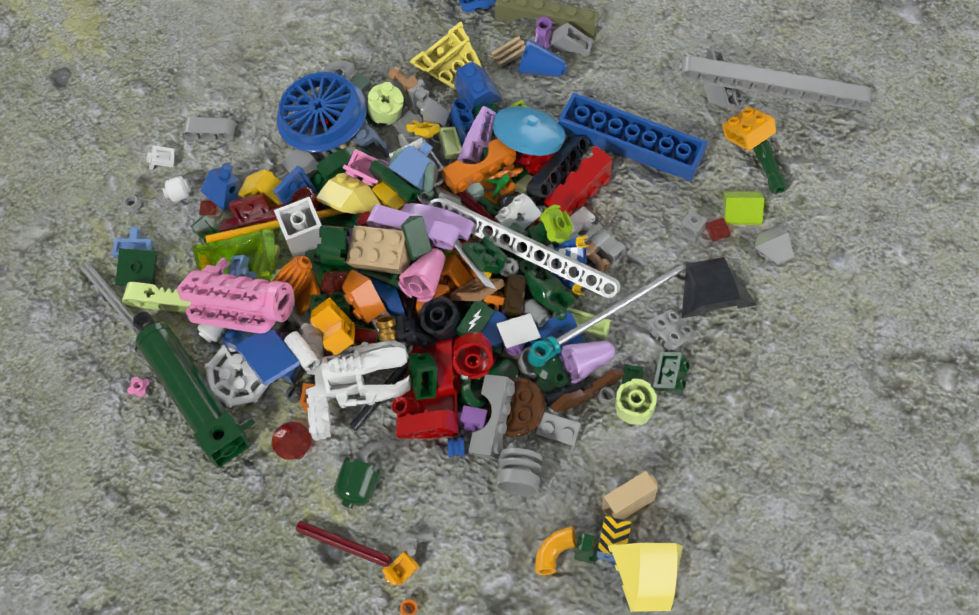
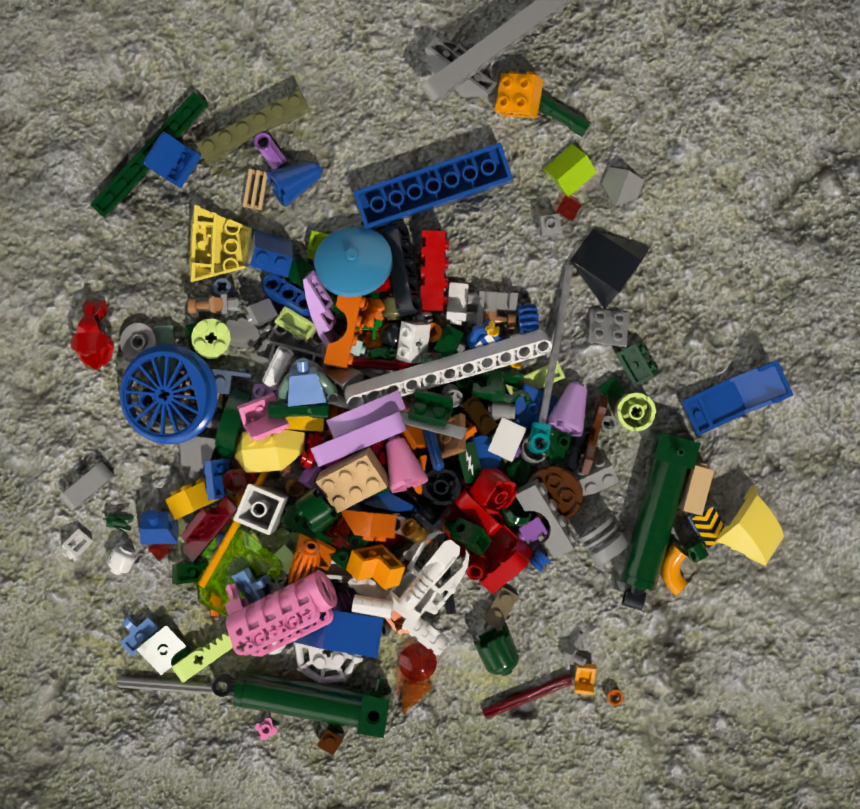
camera: 50 degrees left, 25 degrees up
(130, 199) = (91, 602): light grey plate -> none
(171, 434) = (330, 739): none -> reddish brown brick
(200, 164) = (113, 521): none -> dark green piece
(262, 458) = (413, 692): none -> clear orange slope
(313, 43) = (90, 340): none -> red piece
(368, 448) = (477, 620): light grey arm -> none
(393, 457) = (500, 607): none -> dark tan plate
(416, 237) = (375, 450): slope -> none
(423, 129) = (267, 333): yellow plate -> none
(430, 86) = (217, 288): none -> sand blue bush
(463, 281) = (433, 449): none -> blue axle
(557, 224) = (460, 337): lime plate -> none
(571, 40) = (298, 135): light grey arch -> none
(578, 491) = (656, 515): none -> dark green piece
(617, 268) = (527, 318): none -> blue gear
(726, 462) = (736, 397): none -> blue windscreen

